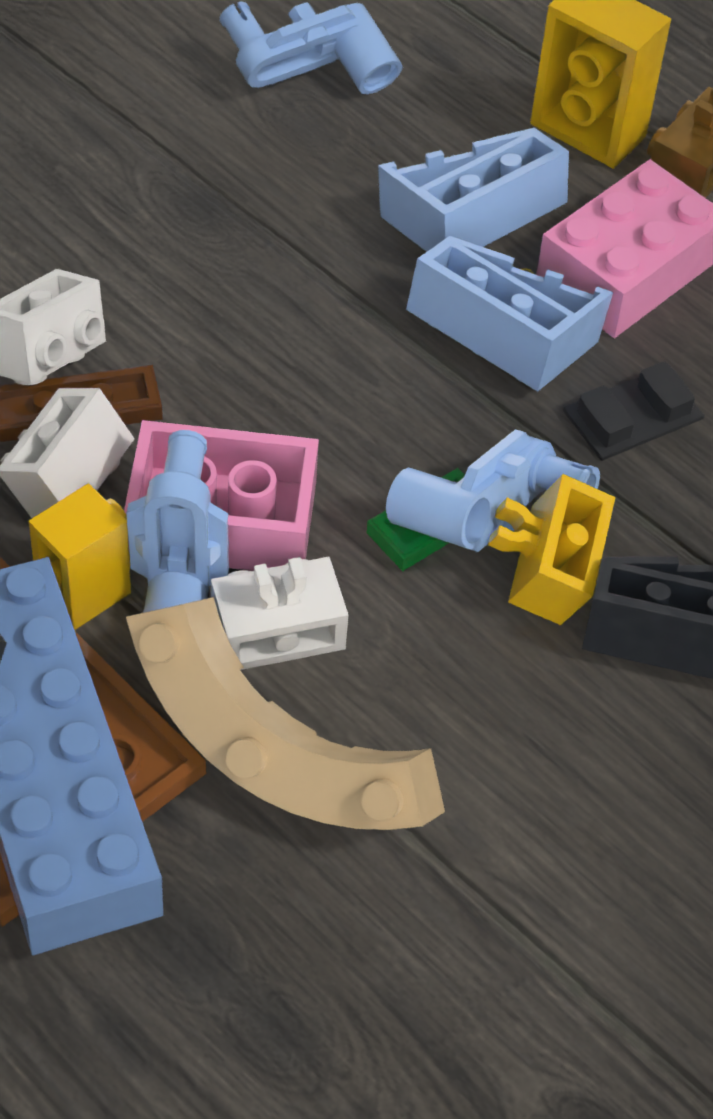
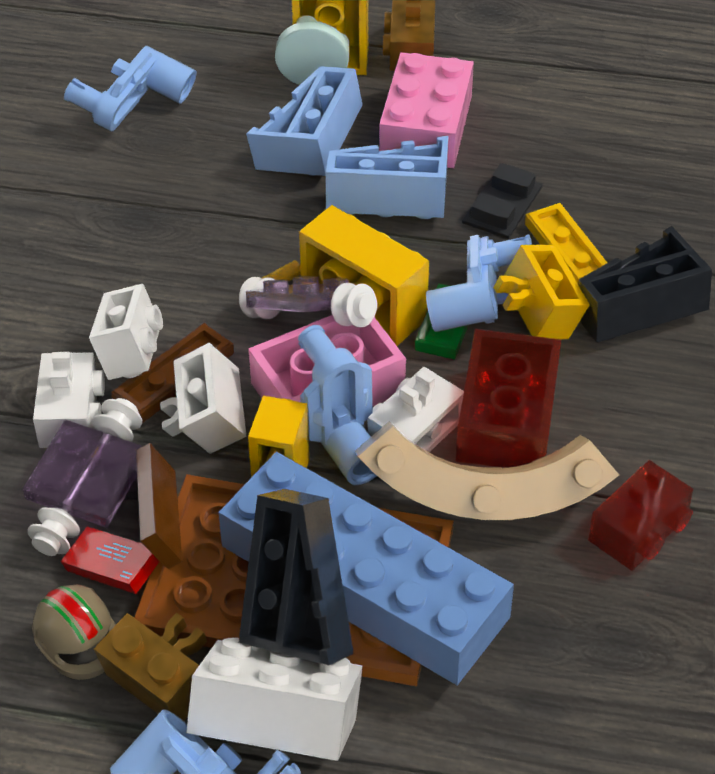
camera: 30 degrees left, 5 degrees down
(285, 411) = (348, 302): none -> plate
(290, 358) = (286, 272): none -> yellow piece
(361, 403) = (347, 248): none -> yellow brick
(396, 654) = (507, 399): none -> clear red brick
(433, 892) = (641, 515): none -> clear red brick
(551, 100) = (308, 46): none -> light aqua tile
(662, 501) = (556, 227): none -> yellow tile

